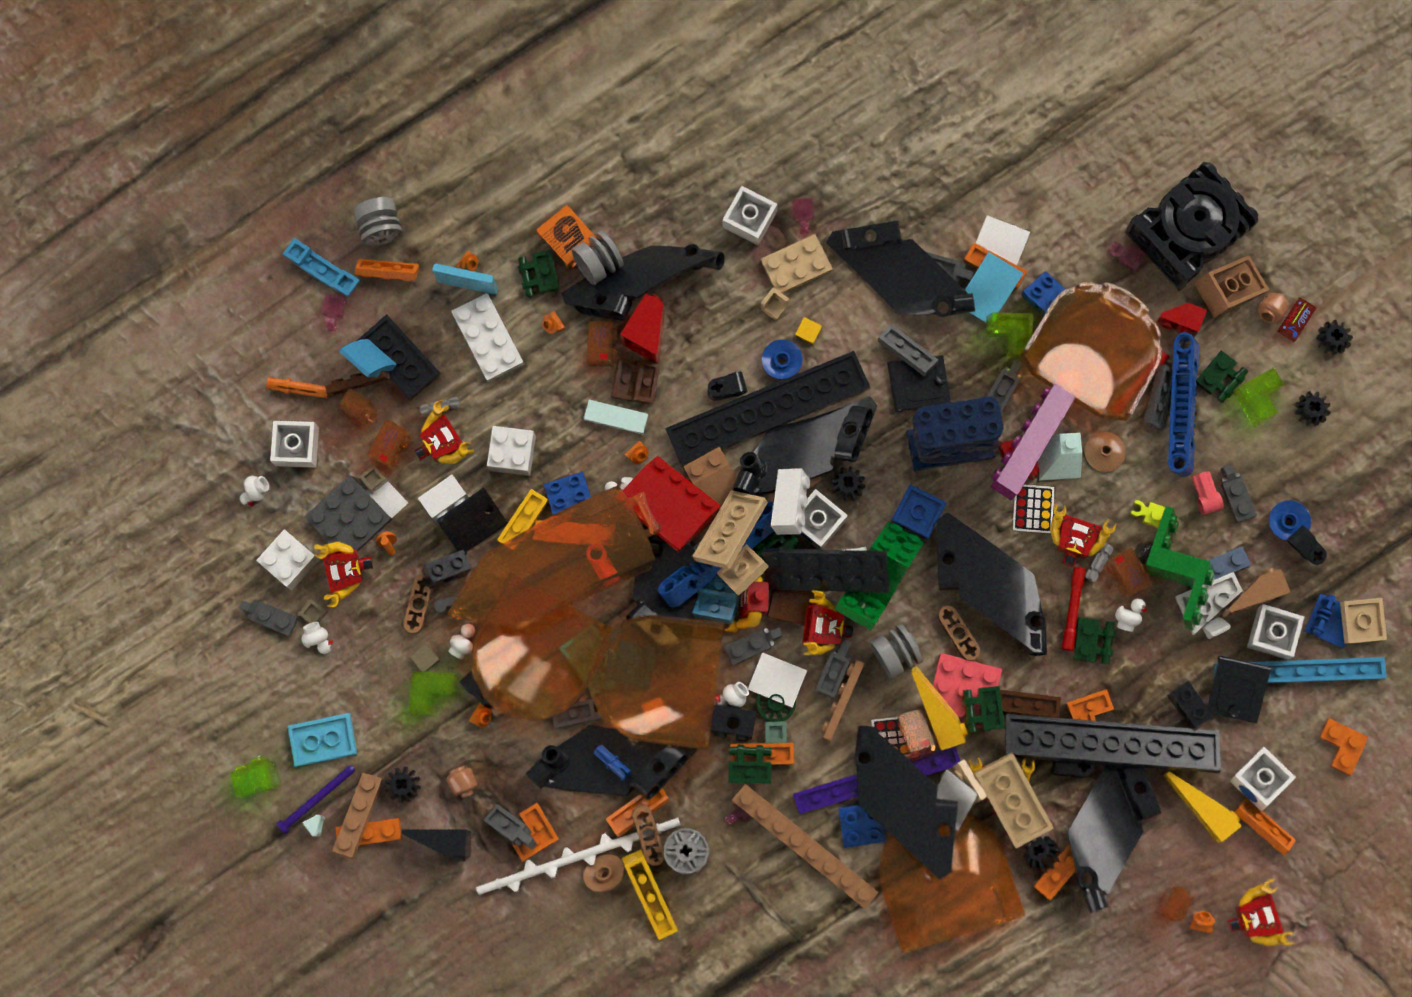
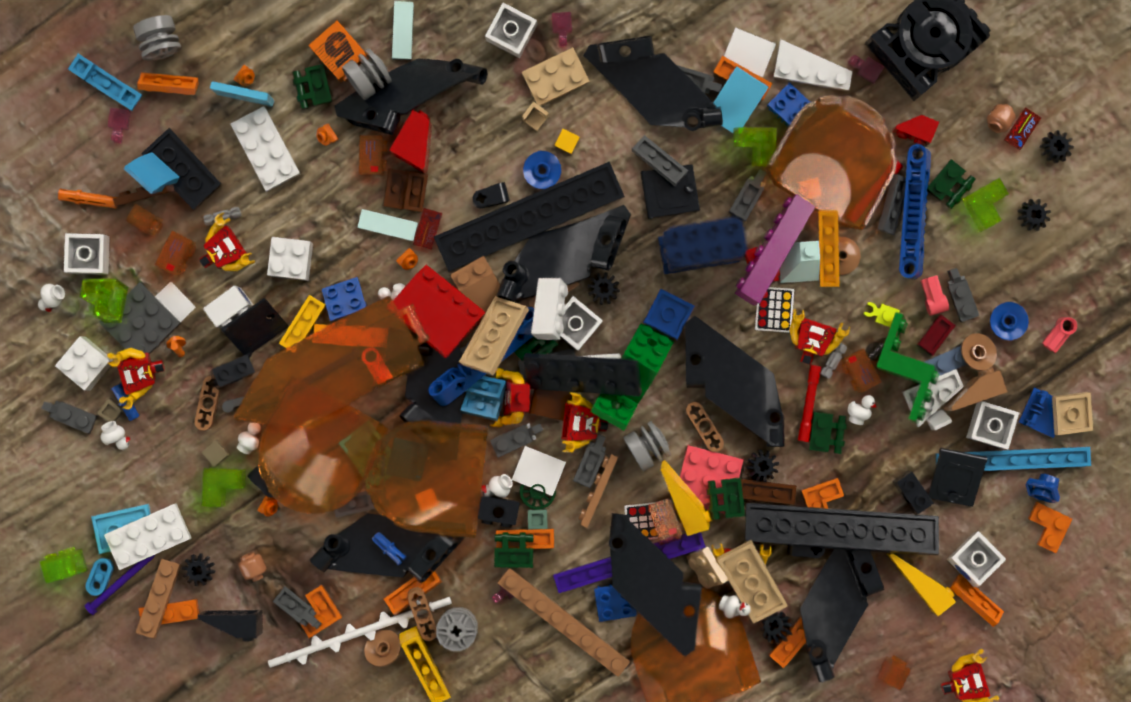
camera: 10 degrees left, 10 degrees up
(293, 791) = (100, 576): none -> dark azure plate
(314, 488) = (107, 297): none -> clear neon green brick
(315, 825) = (119, 607): light aqua slope -> none
(334, 612) = (119, 392): none -> blue axle
(348, 747) = (147, 536): none -> white plate
(373, 478) = (162, 285): dark tan tile -> none
(635, 217) = (402, 30): none -> light aqua tile
(658, 421) = (427, 229): none -> clear red tile
(744, 570) = (507, 375): tan plate -> none
(954, 789) = (697, 573): white sticker -> none
(993, 829) = (733, 607): none -> white animal
(1016, 678) = (756, 469): none -> black gear
(1063, 256) = (807, 68): none -> white wing
(1091, 441) = (829, 248): none -> light orange plate
(1202, 922) = (919, 685): orange plate -> none
(1210, 536) = (936, 335): none -> dark red tile
(1231, 286) = (962, 97): medium nougat slope -> none
(1262, 548) = (983, 347): none -> medium nougat dish
(1307, 546) = (1023, 344): black piece -> none
(1336, 704) = (1045, 488): none -> blue piece
(1344, 536) = (1058, 335): none -> coral piece

